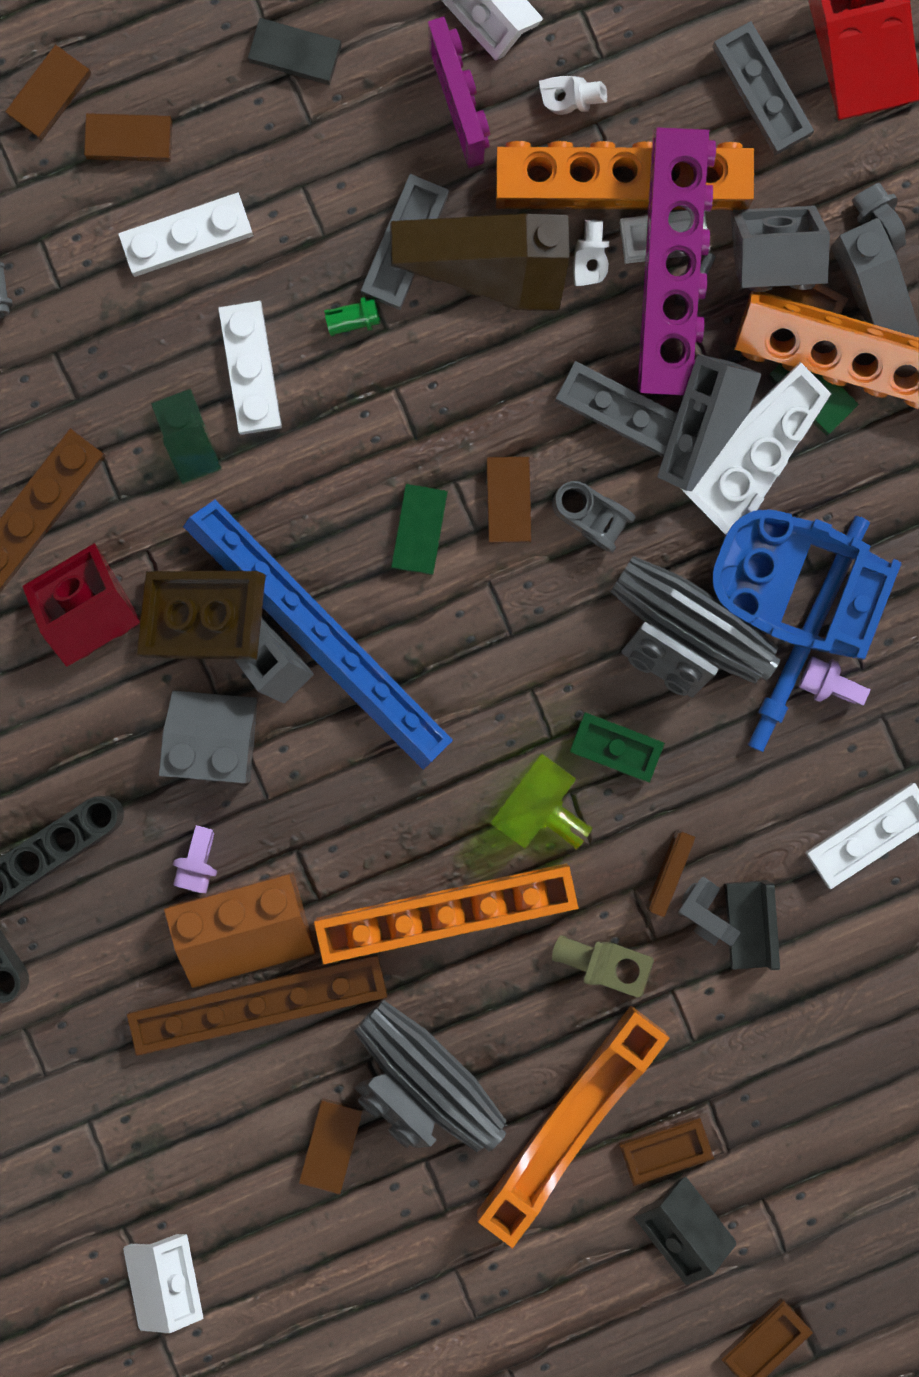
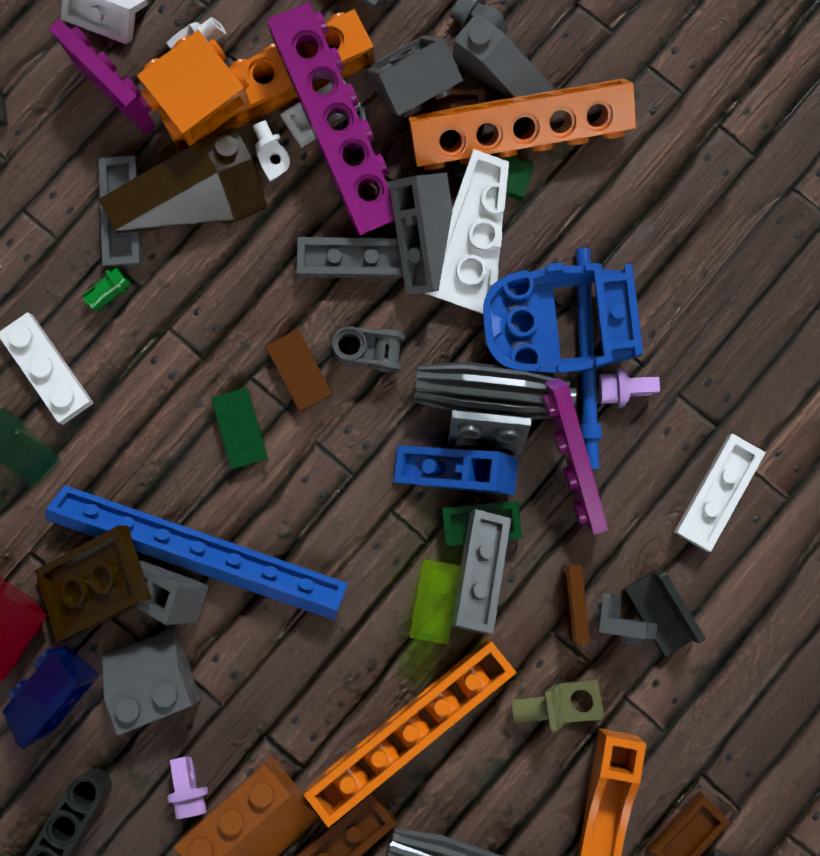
camera: 20 degrees left, 5 degrees down
(107, 701) = (48, 695): none -> clear blue slope
(546, 157) = (193, 88): none -> orange brick
(592, 794) = (481, 572): none -> dark grey plate
(618, 681) = (457, 469): none -> blue slope
(746, 710) = (570, 441): none -> magenta plate

